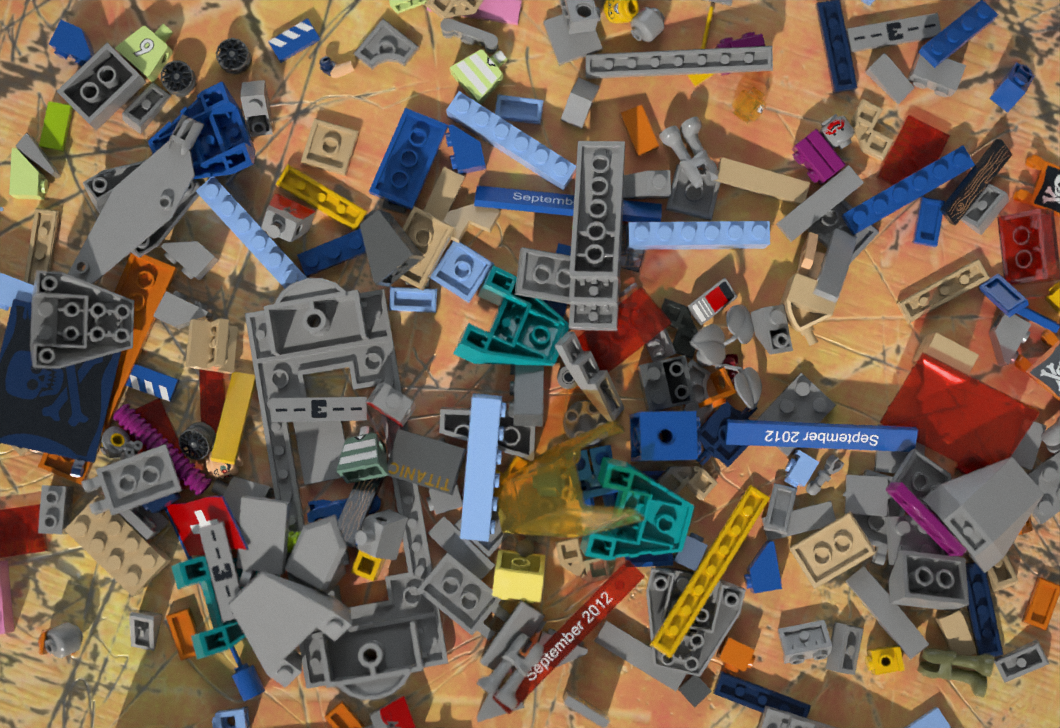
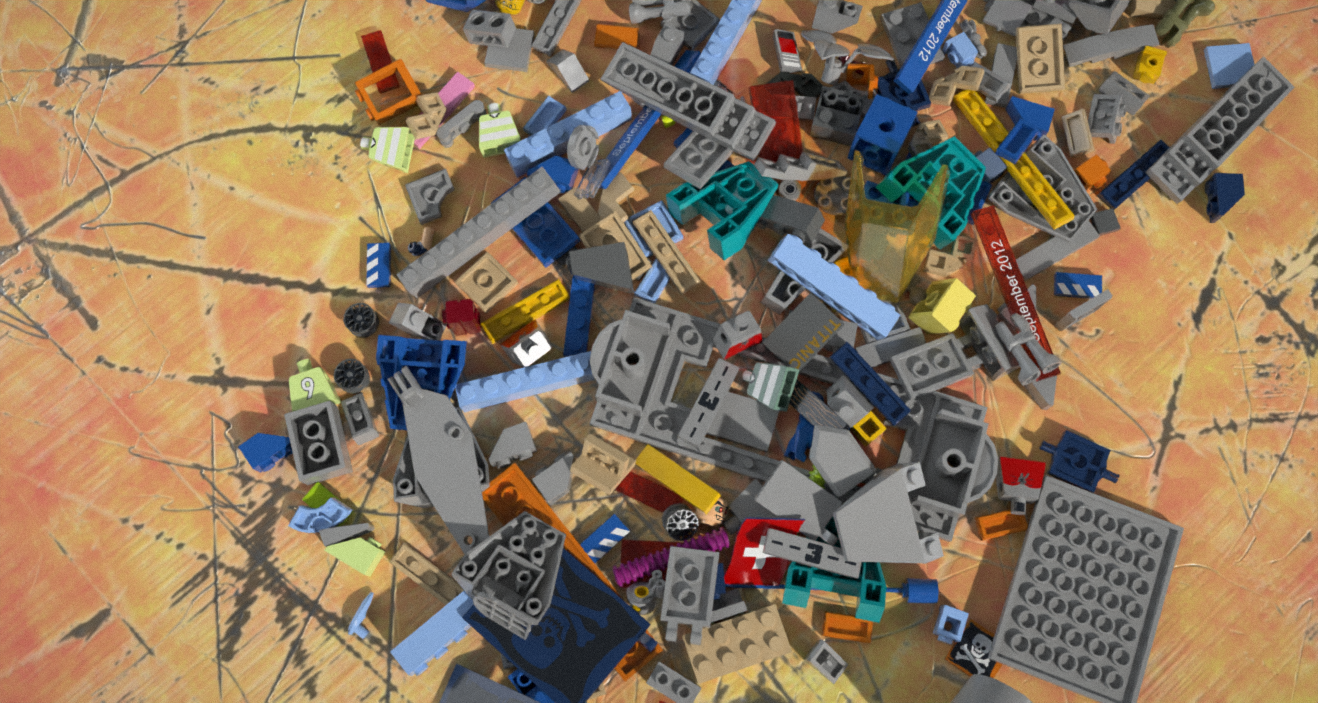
camera: 55 degrees left, 10 degrees down
(29, 332) = (507, 623): none -> light grey window
(38, 126) = (326, 516): none -> light blue tile
(279, 145) = (462, 317): none -> dark red brick
(366, 115) = (478, 233): none -> light grey brick
(410, 545) = (870, 384): none -> dark blue tile
(442, 295) = (666, 252): none -> tan tile
(477, 188) = (592, 179): none -> clear tile
(499, 163) = (582, 147): none -> light grey tile
(615, 693) = (1077, 285): none -> blue tile
(725, 568) = (1017, 141): none -> blue tile
(755, 472) = (963, 78): none -> tan tile
(773, 623) = (1078, 133): none -> tan tile

